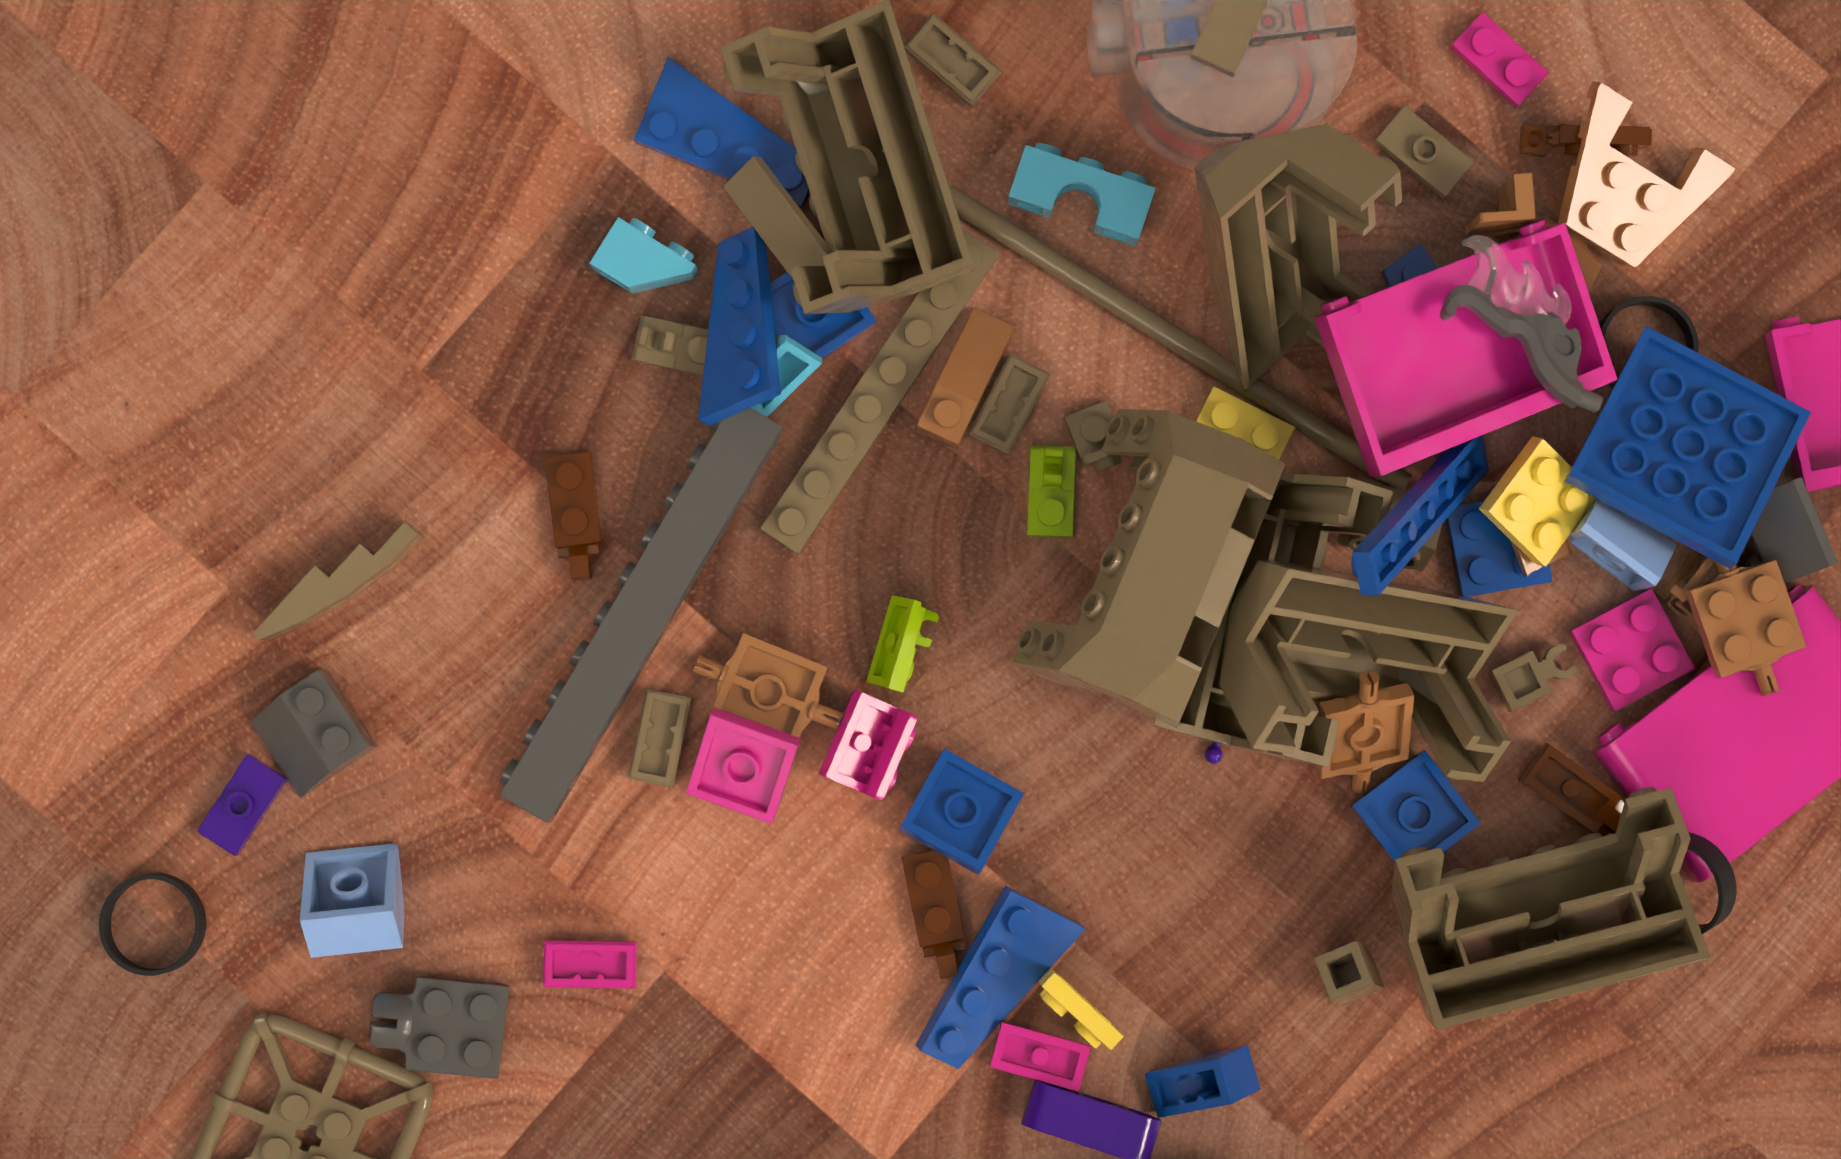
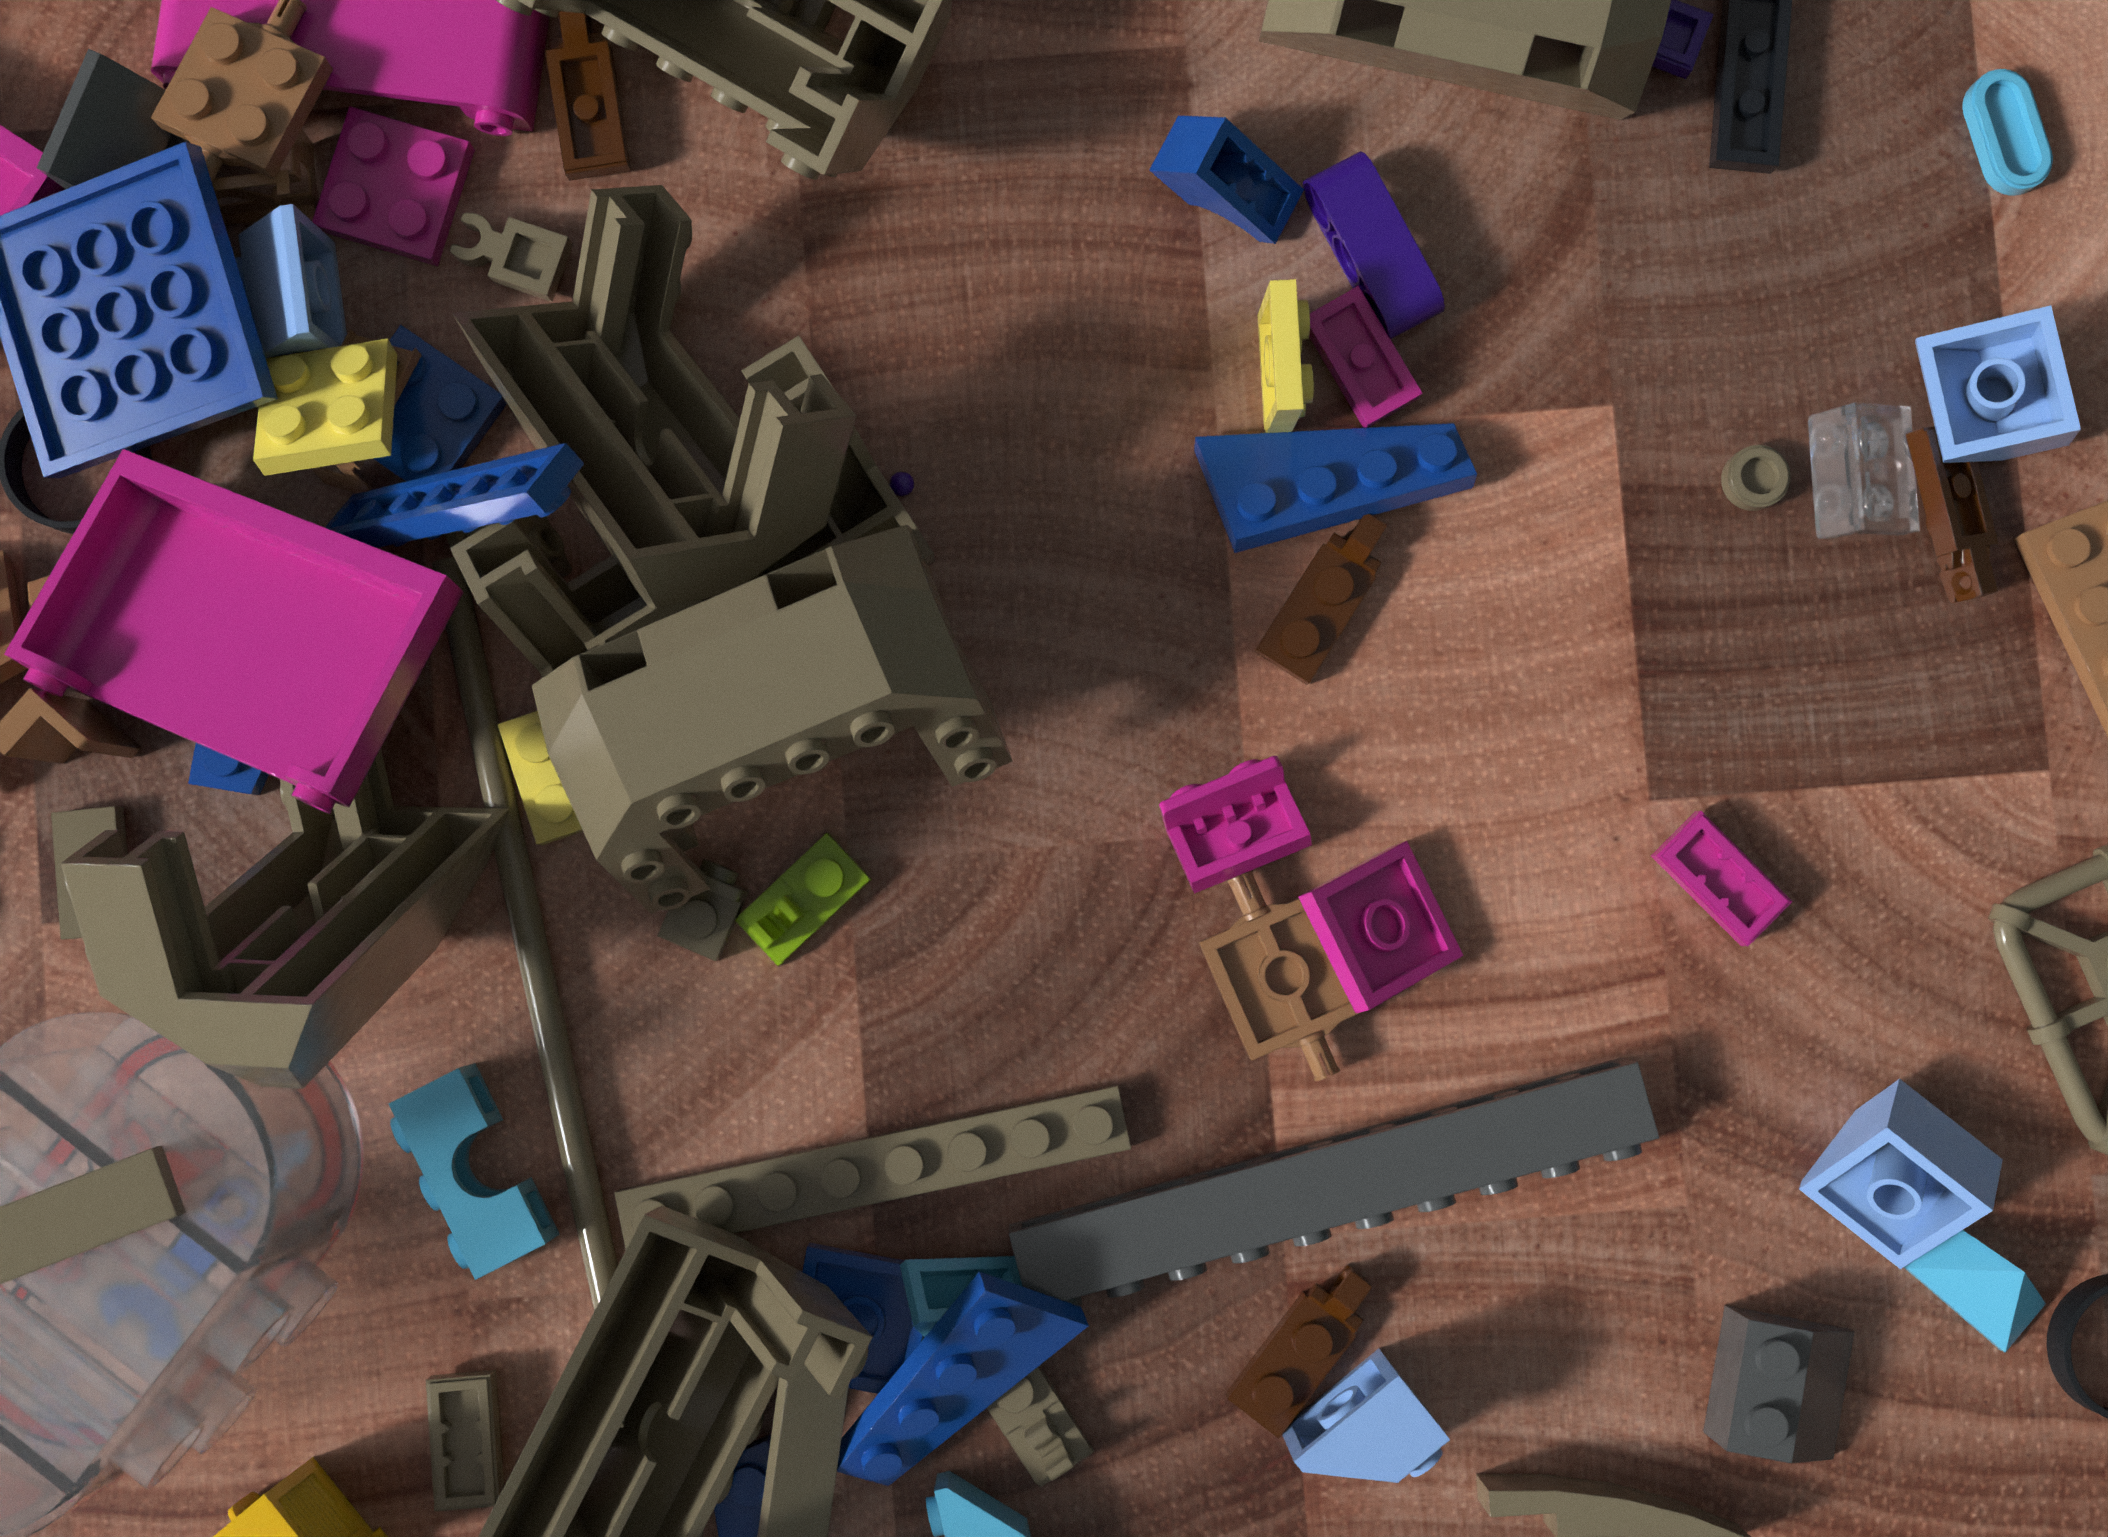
camera: 135 degrees left, 0 degrees up
(242, 805) = (1921, 1381): dark purple plate -> none
(258, 882) = (1980, 1287): none -> medium azure slope
(444, 1026) = (1927, 960): dark grey plate -> none
(508, 506) = (1367, 1428): none -> light blue slope
(659, 738) = (1436, 1036): dark tan plate -> none
(896, 645) = (1114, 893): lime plate -> none
(961, 811) = (1206, 668): blue plate -> none
(965, 379) = (777, 1098): medium nougat slope -> none
(1009, 404) = (758, 1028): dark tan plate -> none
(1349, 973) = (981, 138): dark tan brick -> none
(1370, 730) = (711, 345): medium nougat plate -> none
(1415, 809) = (762, 232): blue plate -> none
(1522, 309) = (139, 610): piece -> none

